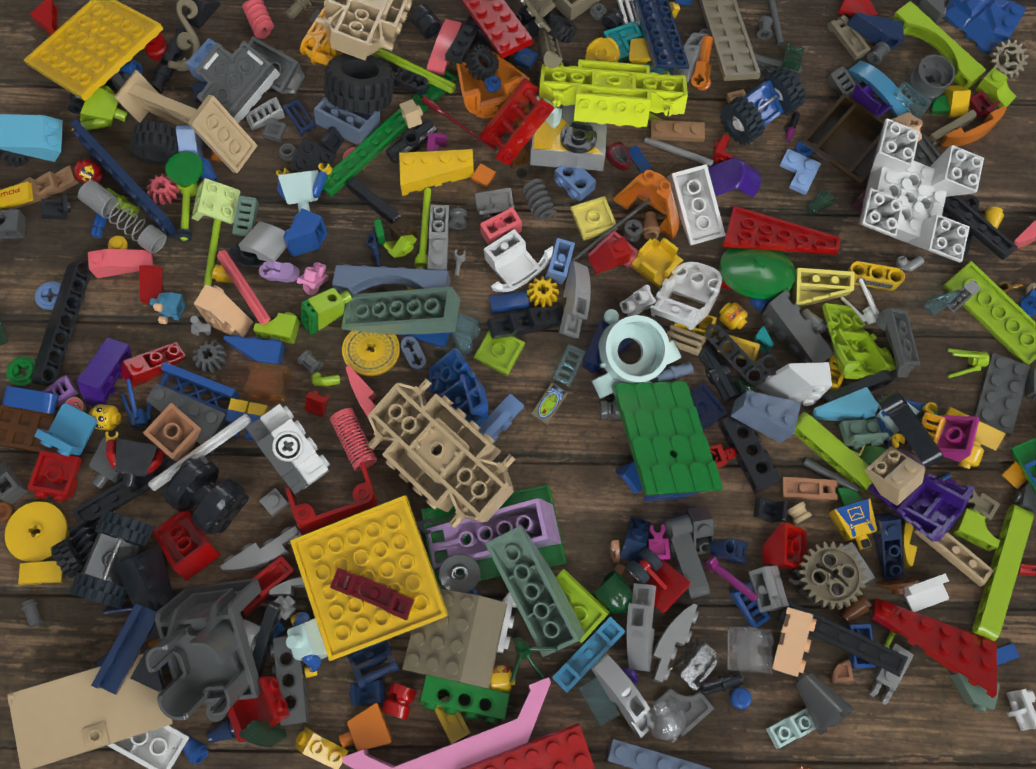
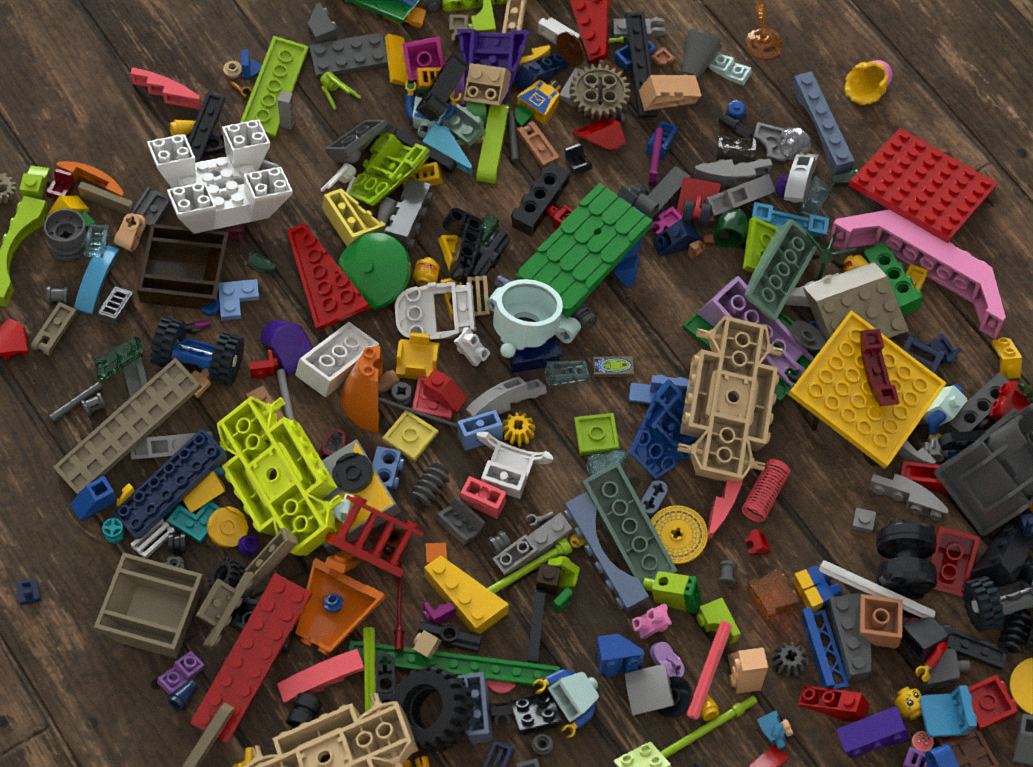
camera: 125 degrees left, 10 degrees down
(137, 417) = (885, 679): blue plant -> none
(197, 326) = (771, 683): light grey bar -> none
(245, 204) = (627, 745): sand green slope -> none
(258, 350) = (751, 618): blue slope -> none
(288, 448) = (818, 521): piece -> none
(307, 520) = (858, 467): red windscreen -> none
(318, 380) = (735, 551): lime arm -> none
(367, 730) = (968, 332): orange torso -> none
(374, 246) = (578, 600): dark blue hand -> none
(399, 701) = (932, 323): red wheel -> none
(463, 42) = (306, 655): black plate -> none
(486, 57) = (322, 619): black tyre -> none
(509, 302) = (542, 443): blue slope -> none
(525, 322) = (555, 425): black slope -> none
(578, 55) = (247, 545): none -> dark purple plate
(599, 746) = (844, 177): none -> clear green cone
(639, 159) = (319, 434): blue window -> none
(703, 68) = (186, 425): orange connector -> none
(707, 406) = (521, 251): clear blue tile -> none
(729, 550) = (632, 169): dark blue piece -> none
(750, 650) = (697, 119): clear slope -> none
(764, 340) = (430, 239): teal slope -> none
(767, 414) = (502, 194): sand blue wedge -> none
(769, 588) = (642, 128): light grey brick -> none
(799, 382) = (456, 181): white wedge -> none
(799, 513) = (564, 139): tan wheel -> none
(868, 100) = (125, 272): dark purple piece -> none
(878, 29) = (33, 302): dark blue slope -> none
(882, 272) = (310, 194): yellow beam -> none
(941, 302) = (298, 129): clear light blue slope -> none

